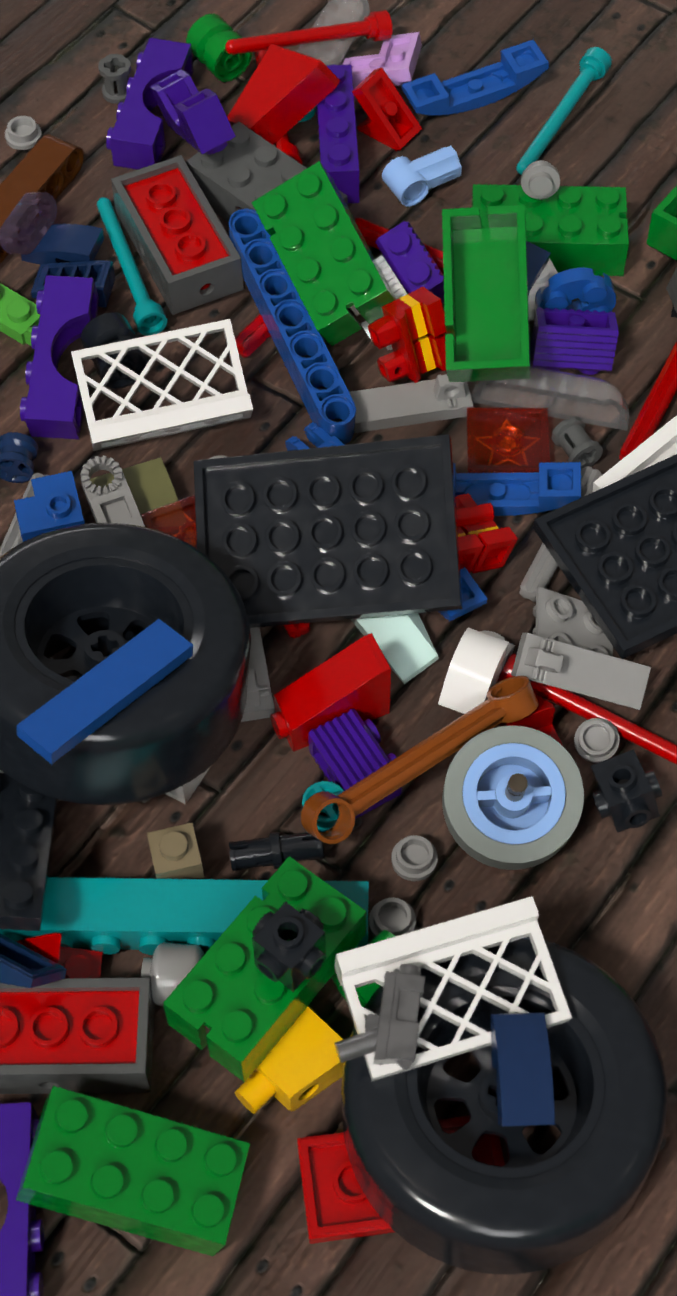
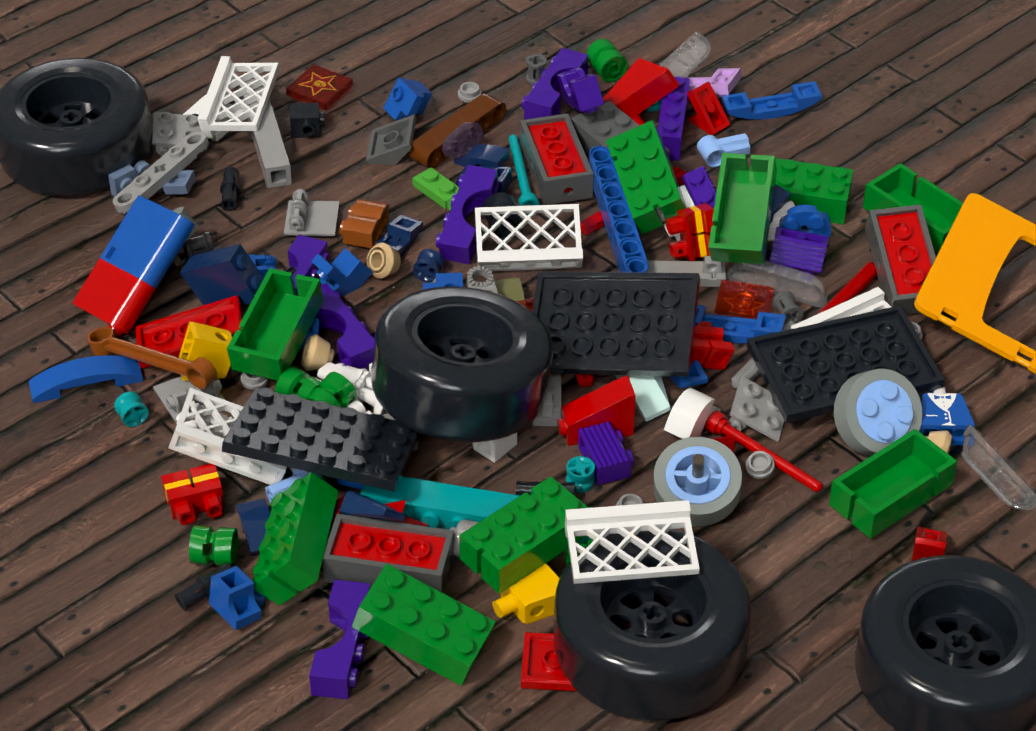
camera: 10 degrees right, 15 degrees down
(104, 691) = (459, 360): blue tile -> none
(175, 853) = (483, 475): dark tan brick -> none
(294, 959) = (539, 509): black brick -> none
(375, 26) = (711, 60): red piece -> none
(396, 1030) = (592, 555): flat silver piece -> none
(506, 703) = (707, 428): dark orange piece -> none
(522, 1069) = (663, 587): dark blue slope -> none
(540, 180) = (795, 155): light grey plate -> none
(581, 671) = (757, 424): light grey hinge -> none
(592, 67) = (852, 103): teal piece -> none
(625, 791) = (770, 490): black brick -> none

